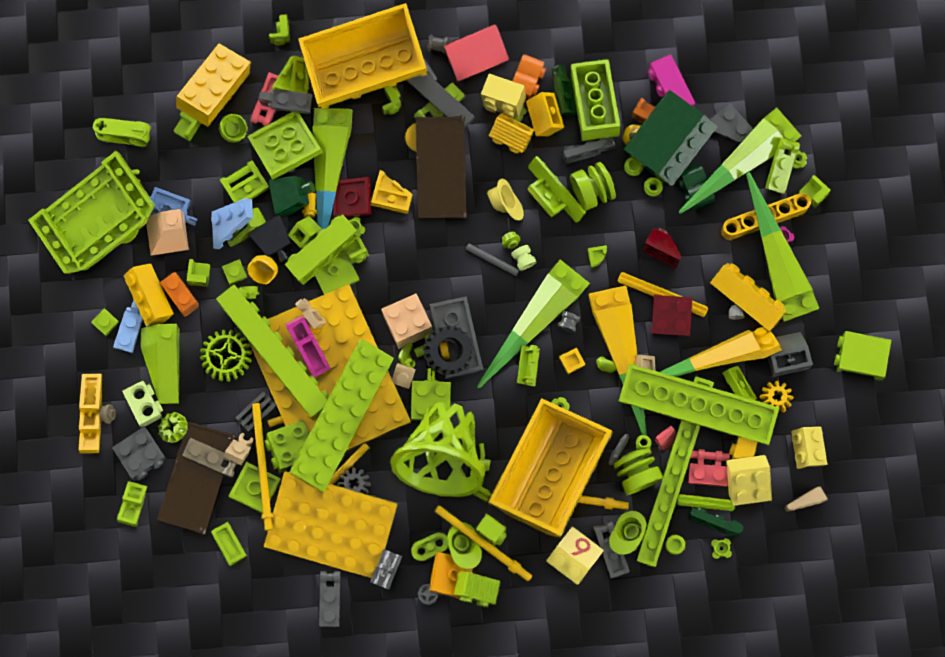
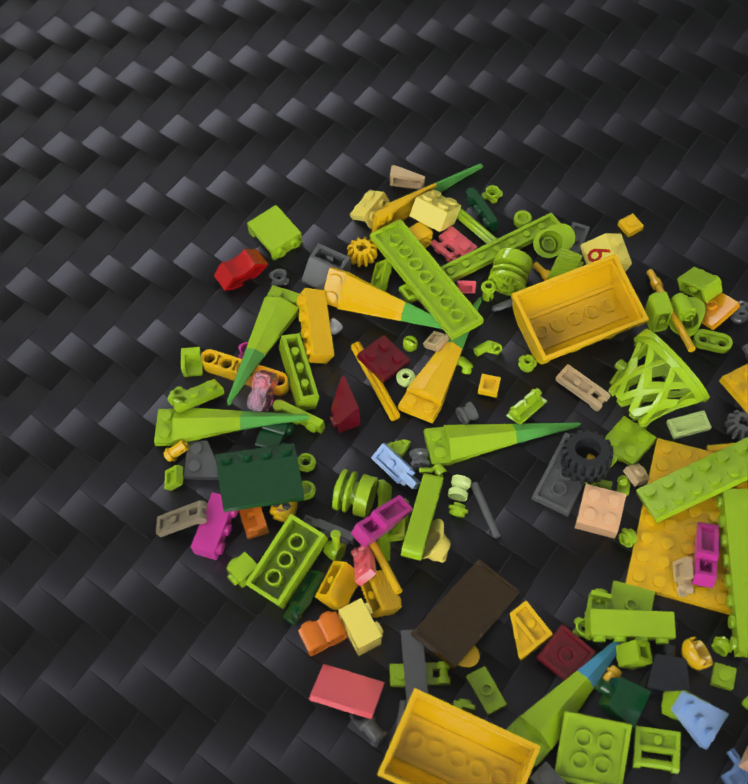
camera: 135 degrees left, 15 degrees down
(373, 319) = (628, 537): none -> lime plate
(385, 462) = (688, 424): none -> yellowish green tile
(386, 132) = (486, 690): none -> lime plate
(472, 546) = (683, 307): none -> lime brick
(501, 419) = (582, 387): none -> tan plate
(530, 152) = (386, 568): none -> yellow bar
(530, 210) = (422, 517): none -> lime beam
(540, 141) = (363, 564): none -> coral plate
(551, 260) = (437, 469): none -> lime hand
(553, 178) = (381, 521): none -> dark pink slope
(571, 138) = (335, 549): none -> lime bar
(572, 256) = (419, 458): none -> dark grey wheel
(581, 614) = (630, 225): none -> yellow plate
(583, 236) = (395, 466): none -> light blue hinge
(596, 510) = (565, 262): none -> lime brick
(602, 396) = (489, 347): none -> lime arm
(622, 72) = (241, 569): none -> lime brick
(642, 321) = (402, 381): none -> yellowish green plate
(665, 353) = (408, 345): none -> lime hinge
(691, 215) = (312, 424): none -> lime plate
(698, 68) = (181, 518): none -> dark tan plate
(724, 247) = (298, 372): none -> lime brick
(733, 204) = (262, 387): none -> clear pink brick
(735, 95) = (173, 477): none -> lime plate
(756, 112) = (172, 453): none -> yellow pin
(782, 459) = (402, 207): none -> yellow plate
(819, 314) = (279, 273): none -> dark grey plate
(857, 297) = (241, 268): none -> red brick

